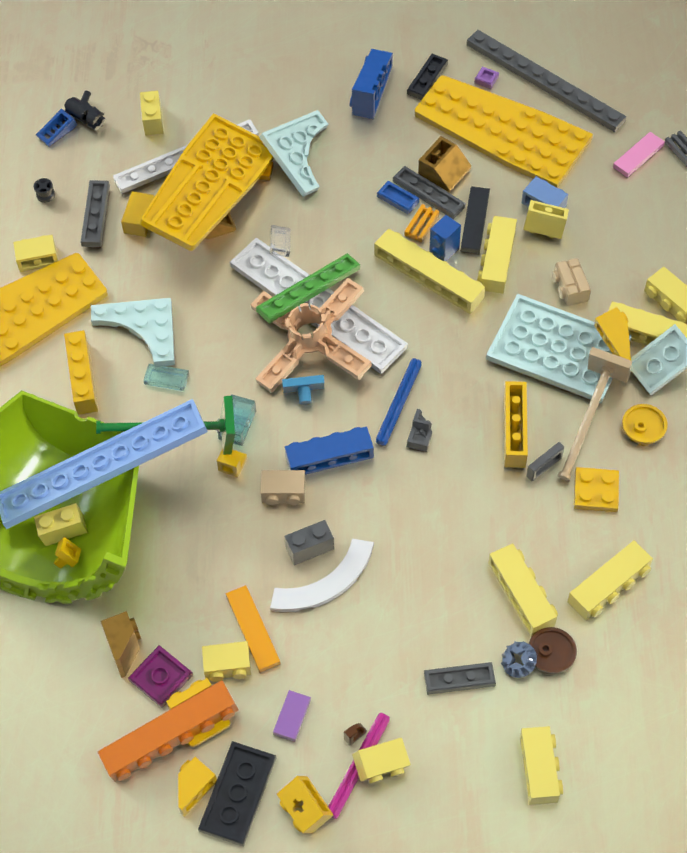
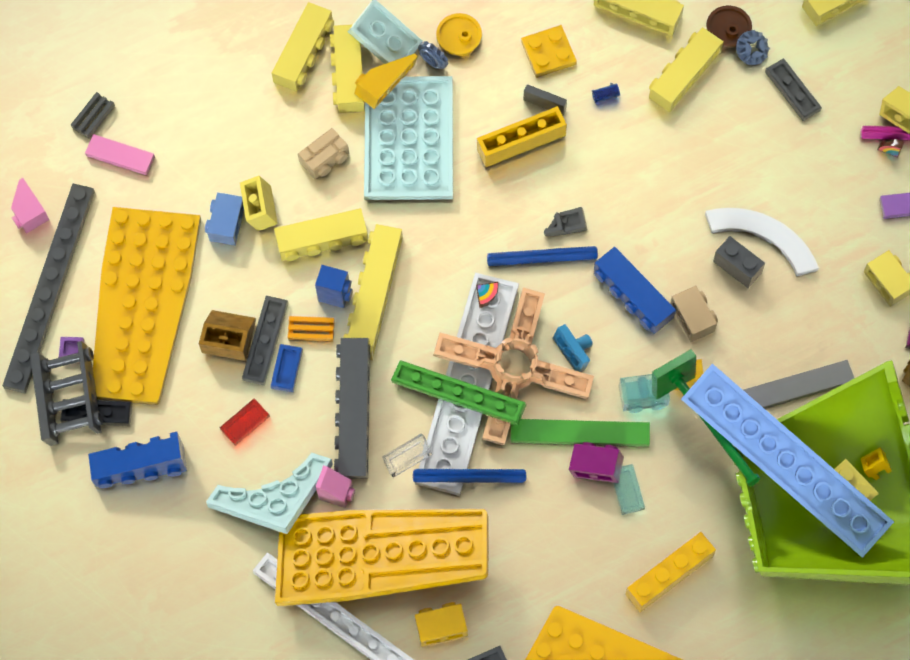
camera: 115 degrees left, 10 degrees up
(145, 319) = (570, 544): light aqua plate -> none
(177, 531) = (801, 384): none -> light grey tile
(196, 358) = (596, 462): none -> magenta brick
(231, 365) = (576, 432): none -> bright green tile
(237, 270) = (470, 475): none -> blue axle
(253, 629) = (844, 275): light orange tile -> none
(281, 183) = (334, 487): none -> bright pink slope
(335, 216) = (353, 407): none -> dark grey brick
(369, 157) = (244, 422): none -> clear red tile
(383, 340) = (486, 293): none -> tile
(450, 47) = (45, 387): none -> dark grey fence
(475, 220) = (279, 278): black tile -> none
(530, 514) = (606, 93): none -> clear blue pin
(608, 366) = (425, 72): tan tile -> none
(618, 83) = (27, 208): none -> bright pink slope
(628, 390) = (432, 55): none -> sand blue gear

